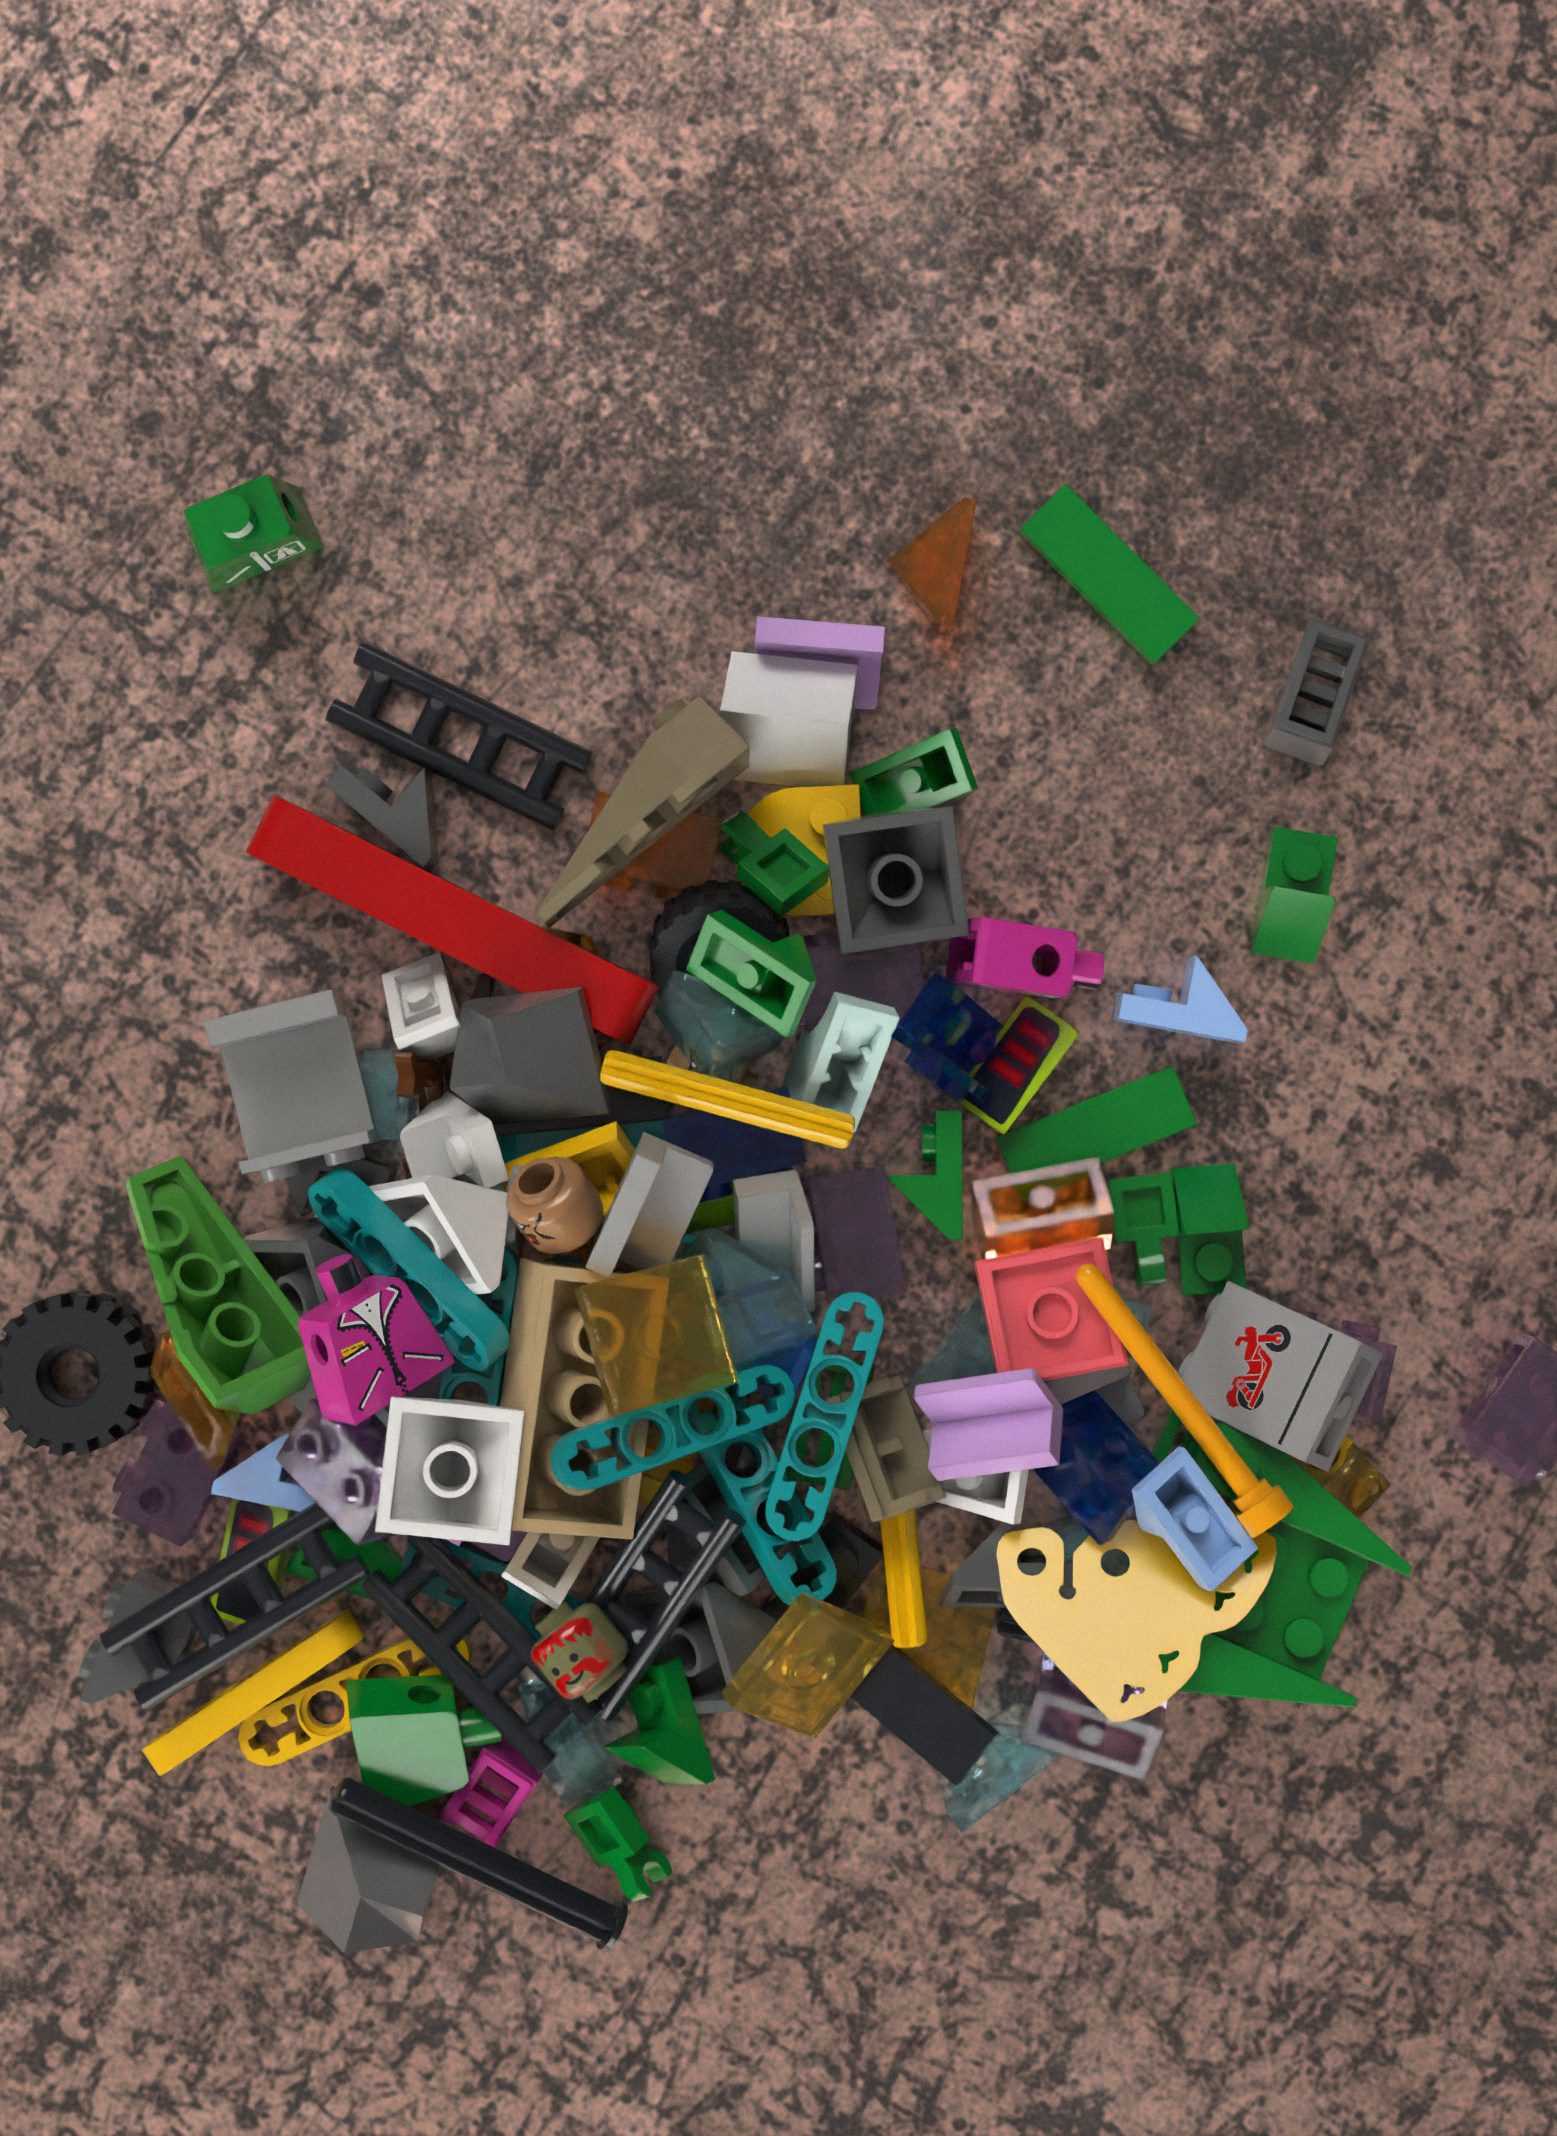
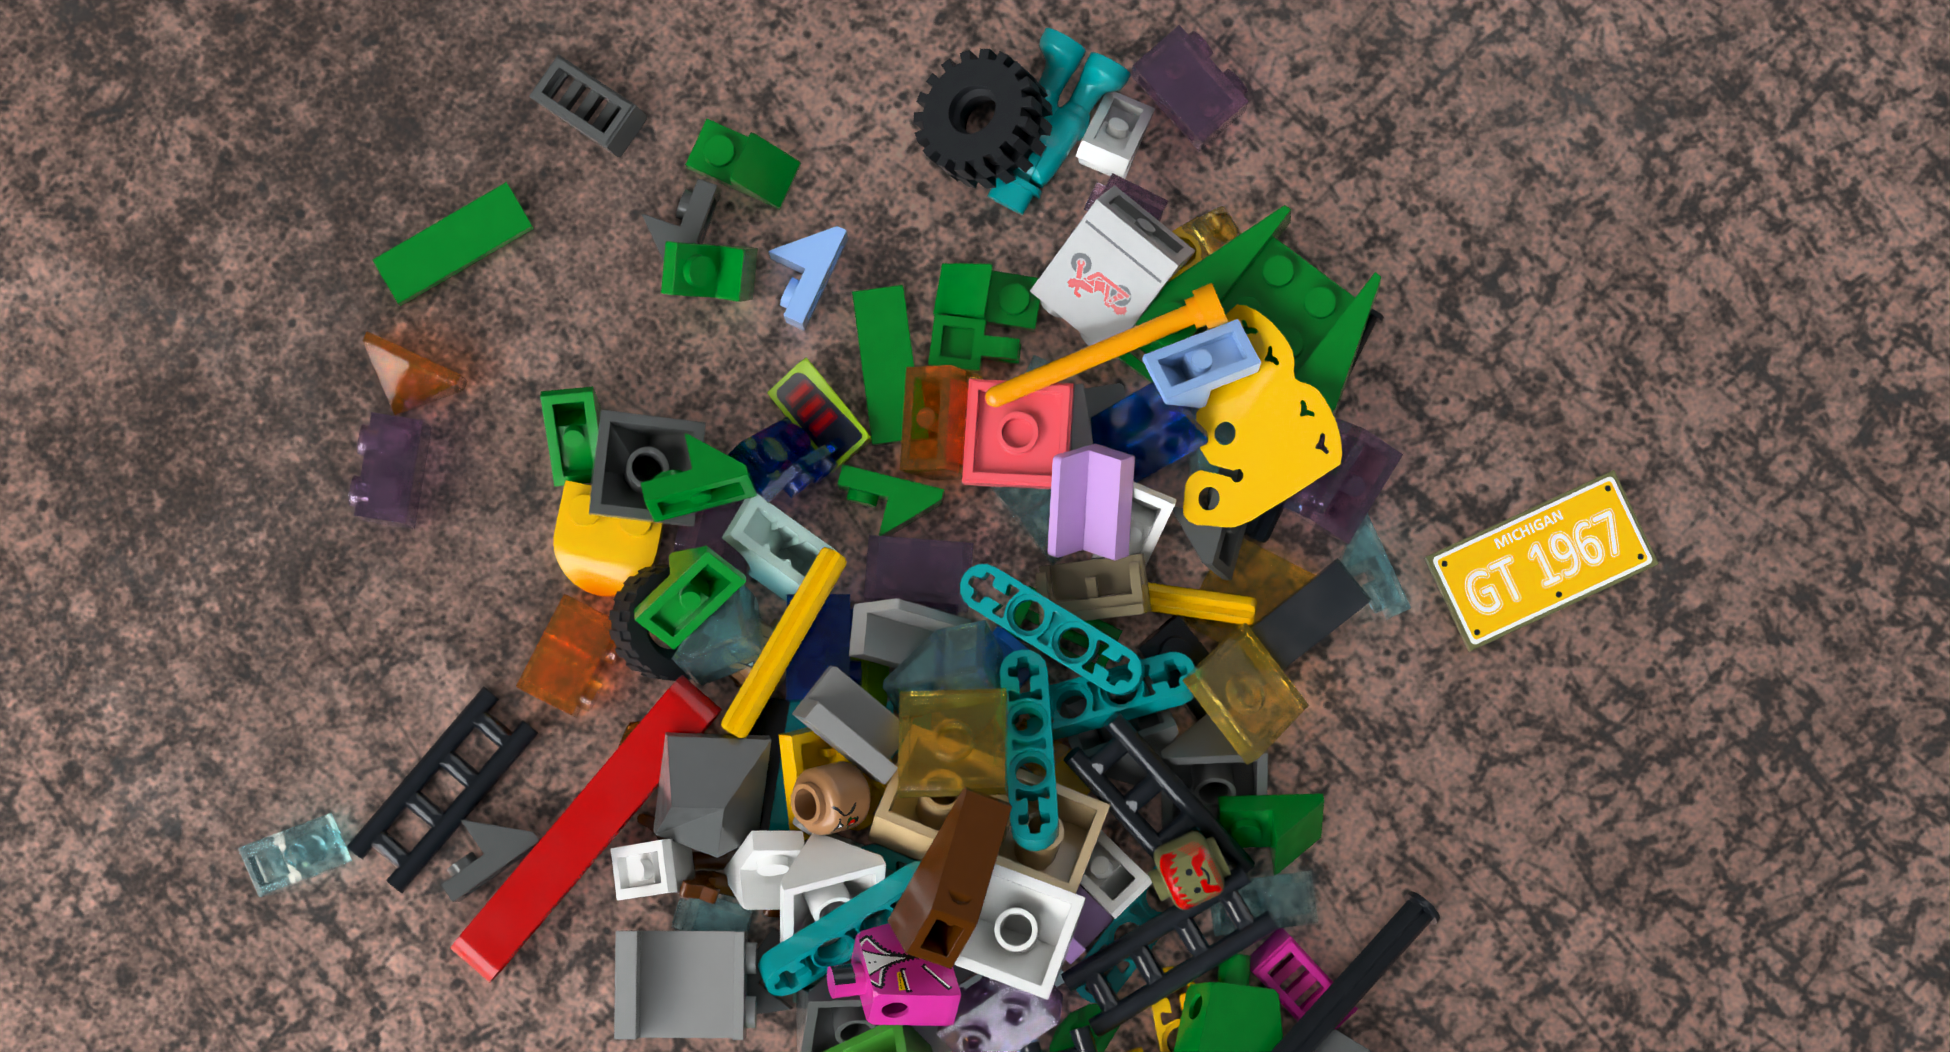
camera: 75 degrees left, 5 degrees down
(250, 530) = (233, 917): green torso -> none
(333, 583) = (295, 855): none -> clear light blue slope
(484, 1382) = (952, 880): none -> reddish brown slope
(615, 1837) = (1350, 887): green plate -> none
(668, 780) = (518, 620): dark tan wedge -> none
(773, 868) = (613, 562): green plate -> none
(791, 717) = (500, 525): white slope -> none
(818, 573) = (391, 470): none -> clear purple brick
(830, 643) = (461, 490): lavender panel -> none
(896, 963) = (710, 483): none -> green slope
(1000, 957) = (731, 403): dark pink torso -> none
(1059, 1966) = (1541, 560): none -> yellow tile
(1154, 889) = (709, 271): none -> green slope
(1177, 847) = (694, 210): none -> dark grey slope
(1402, 1206) = (1008, 136): none -> black tyre
(1426, 1250) = (1068, 122): none -> teal piece
(1442, 1332) = (1114, 134): none -> white slope

